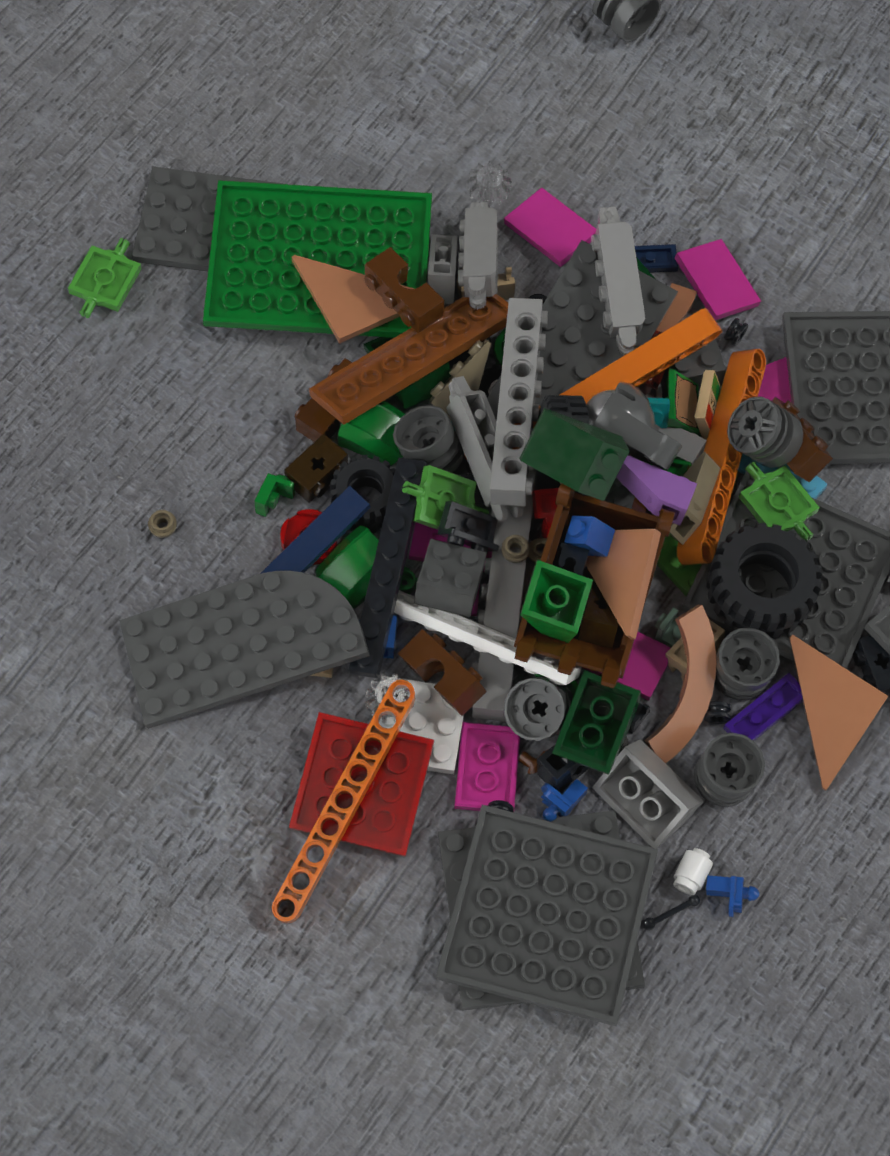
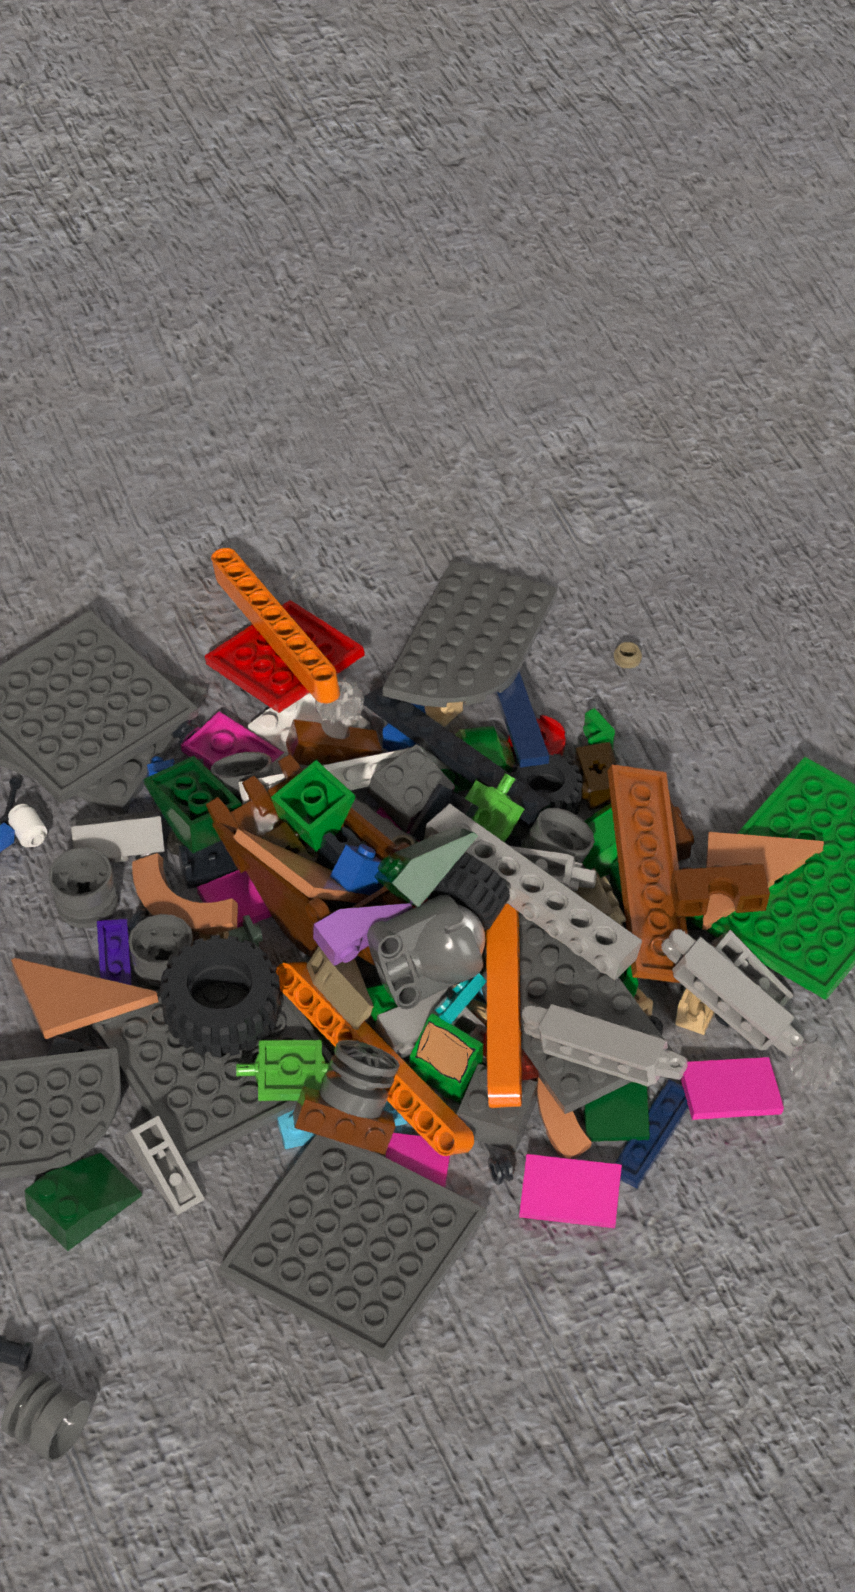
camera: 125 degrees right, 15 degrees down
(707, 402) = (433, 1070): tan tile -> none

